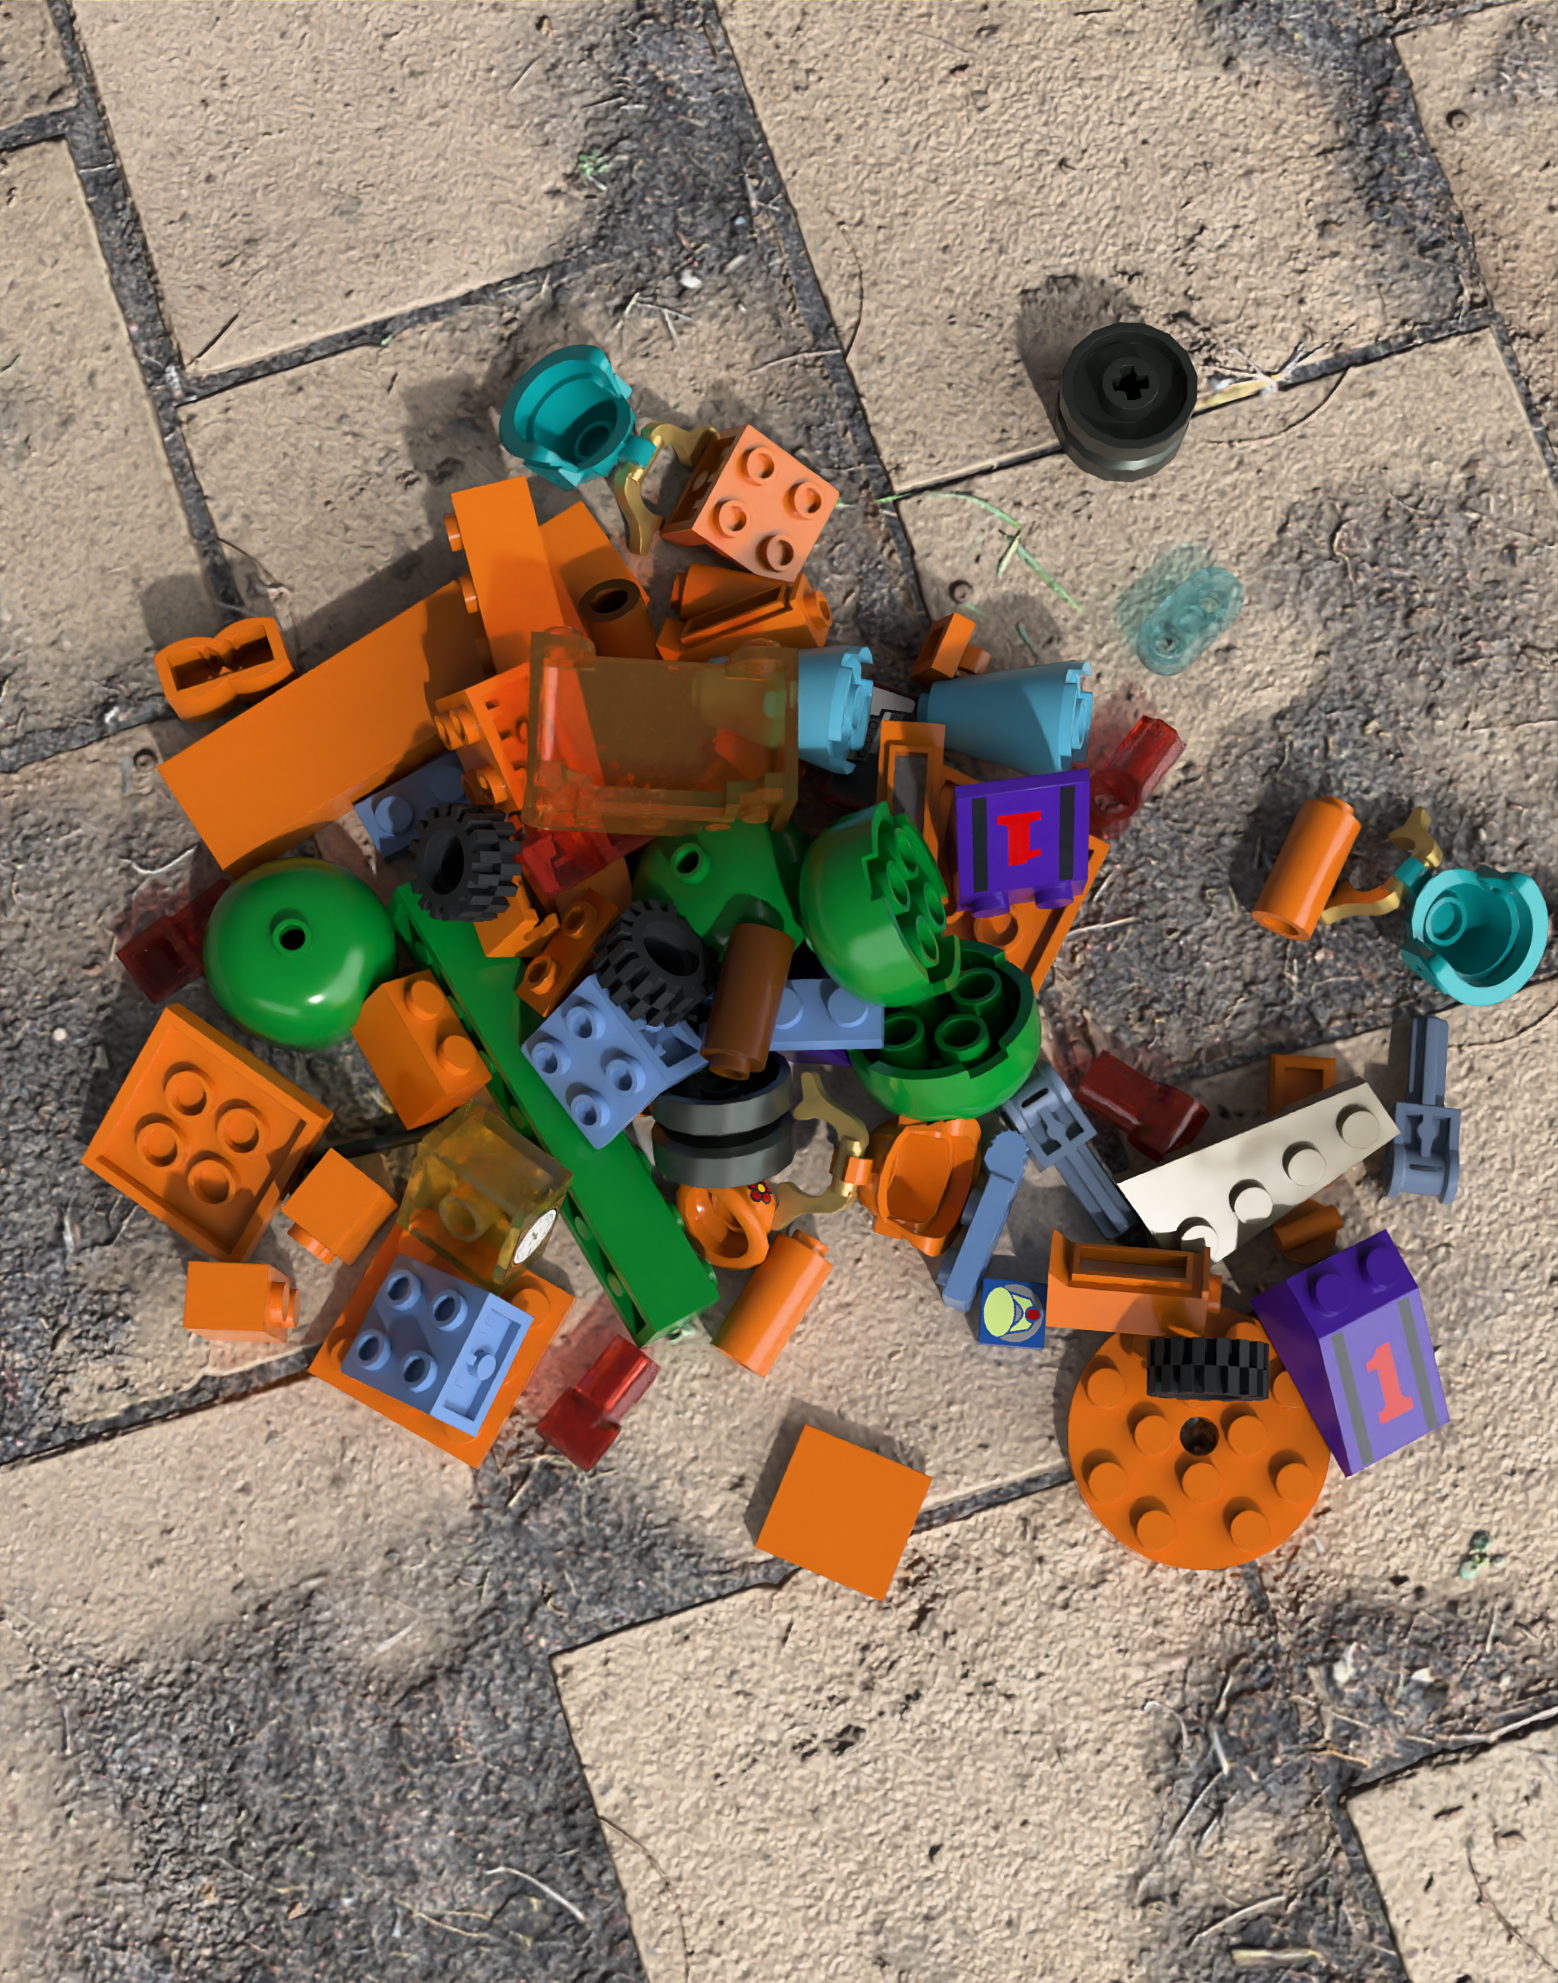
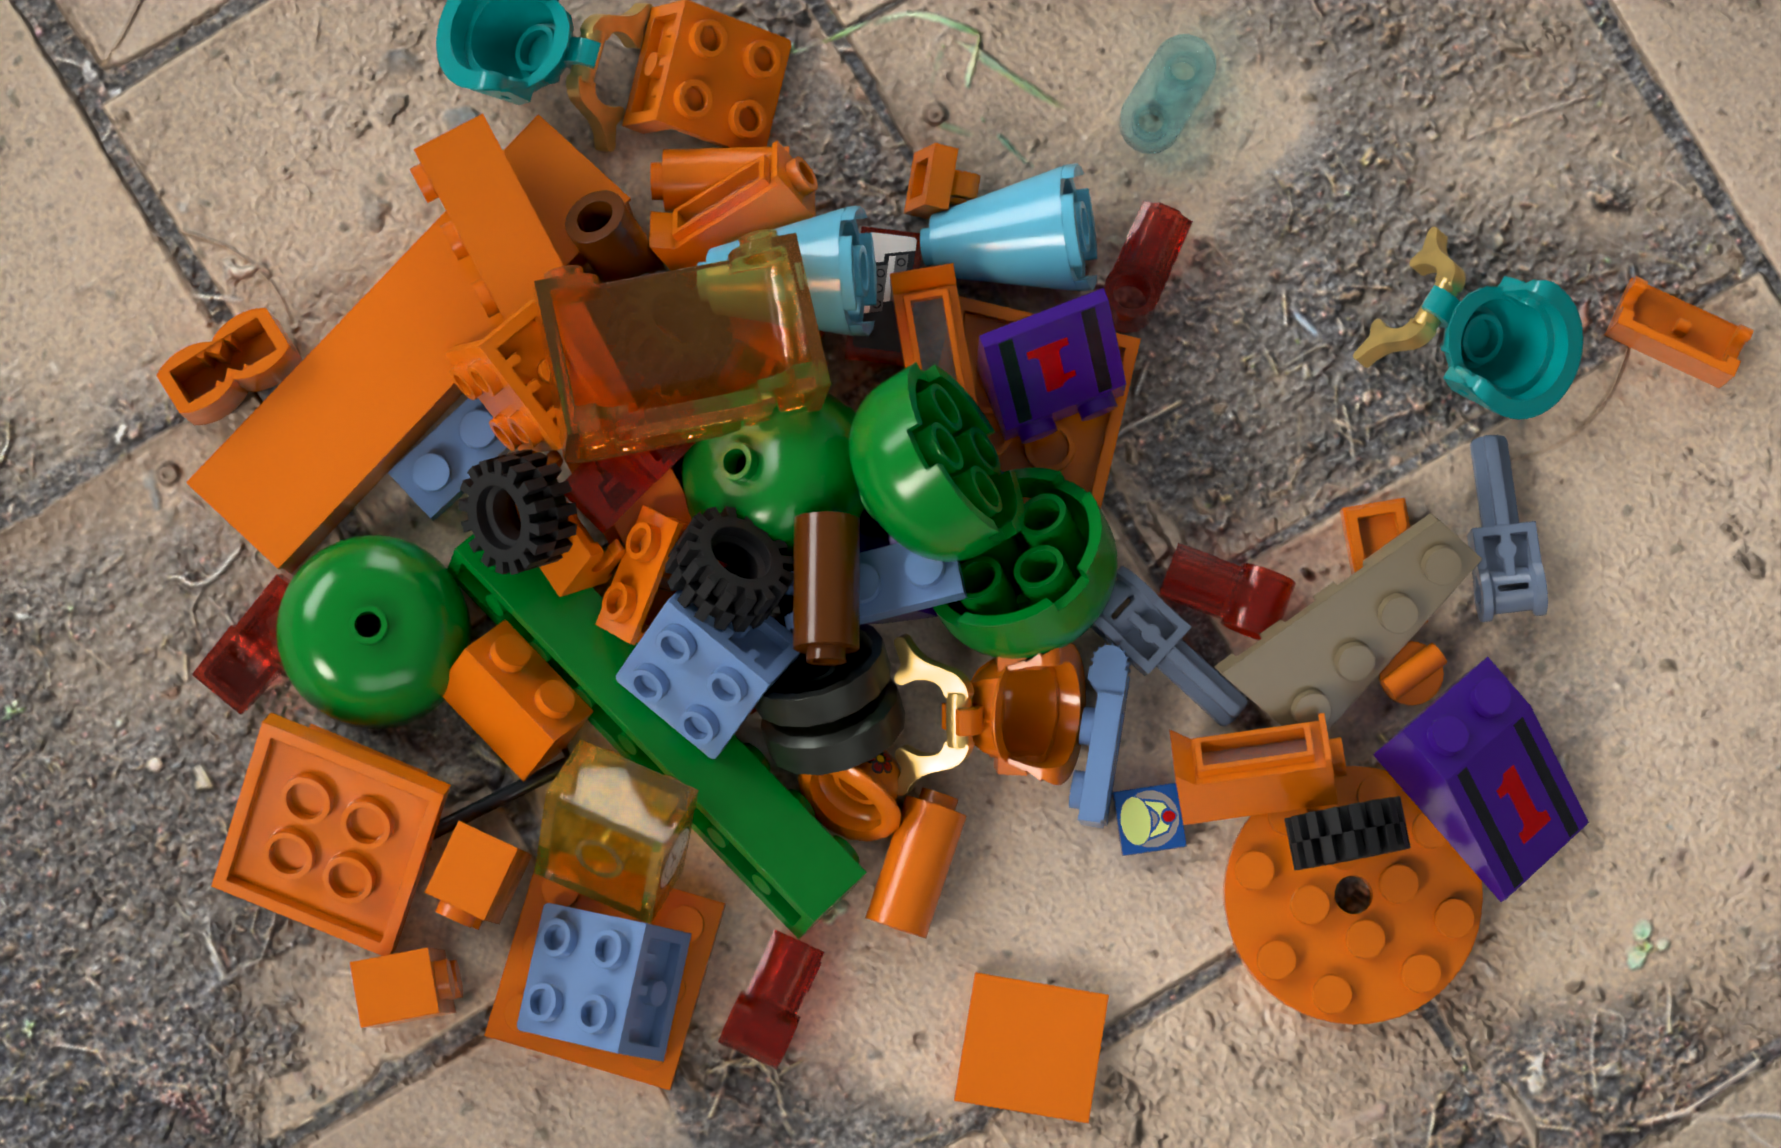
camera: 10 degrees left, 5 degrees up
(1307, 868) = (1336, 316): orange brick -> none

